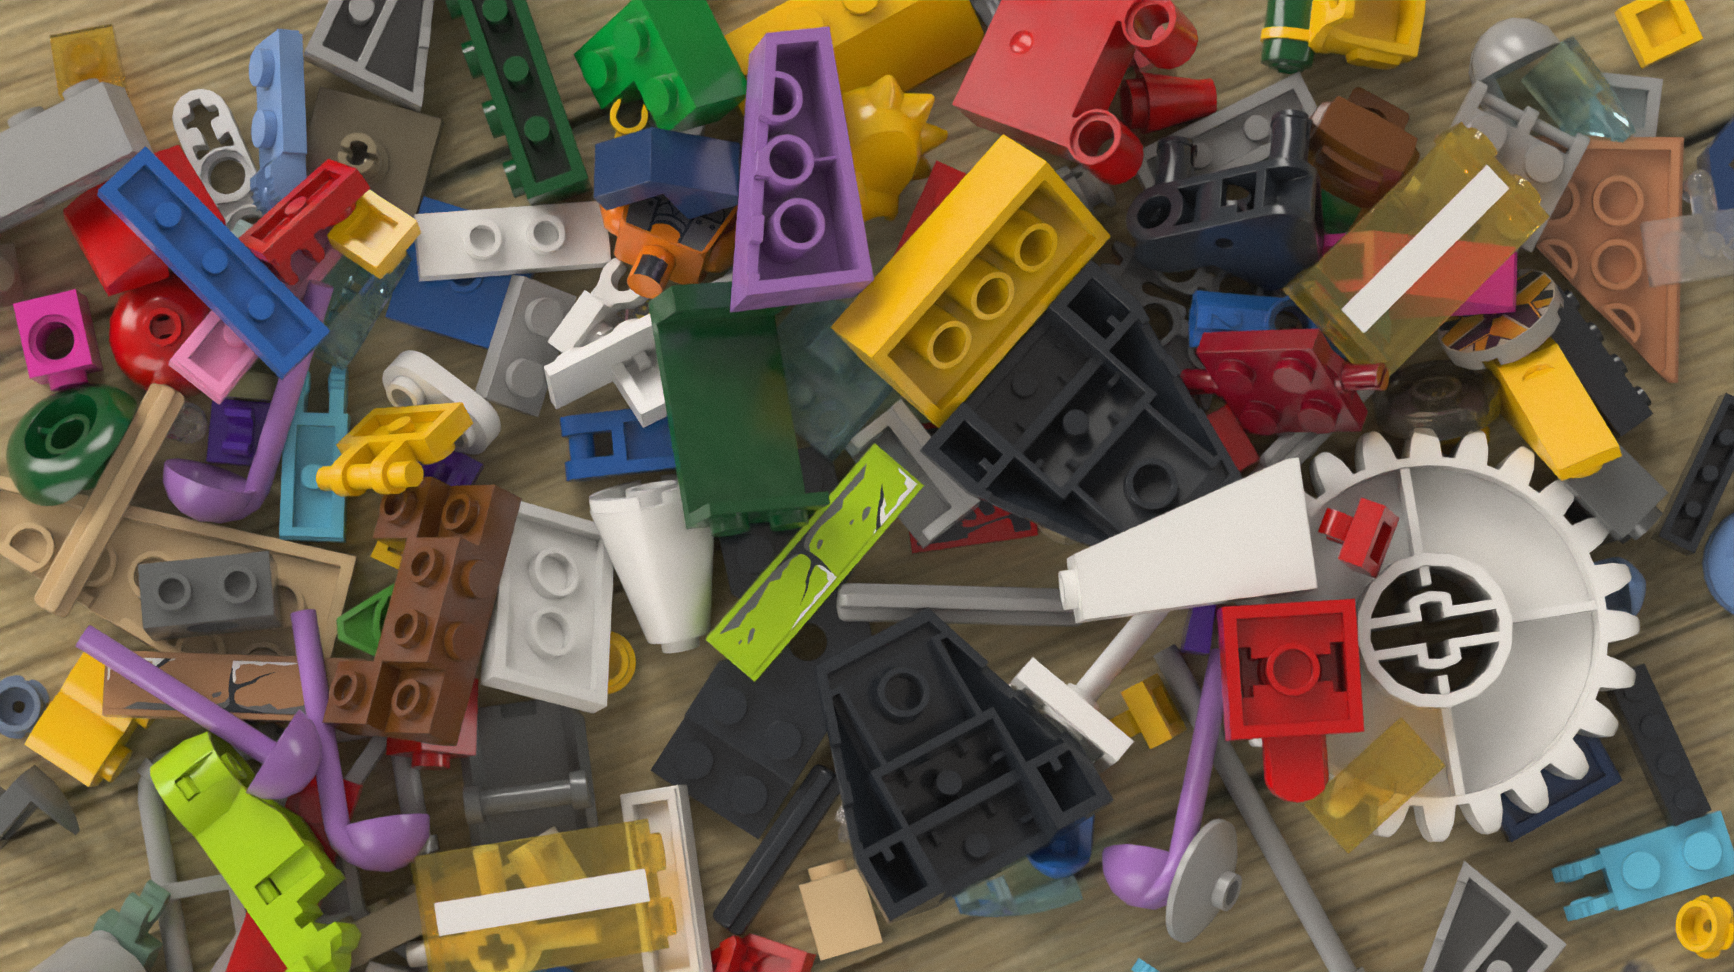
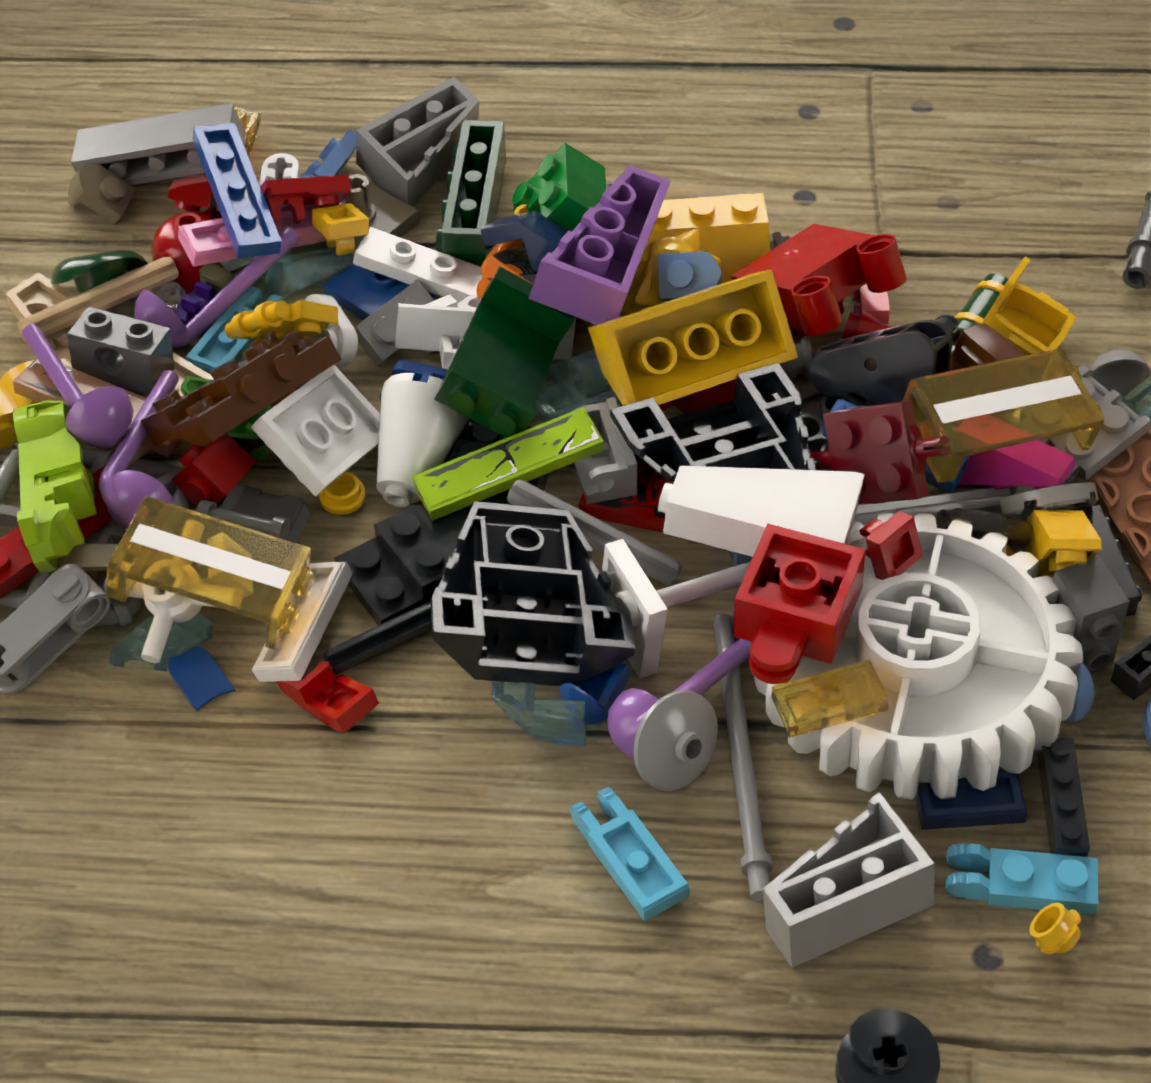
camera: 30 degrees right, 35 degrees down
(41, 317) = (128, 226): dark pink brick -> none
(839, 910) = (410, 678): tan brick -> none
(916, 167) = (686, 273): none -> medium blue plate
(1149, 712) = (689, 642): yellow tile -> none

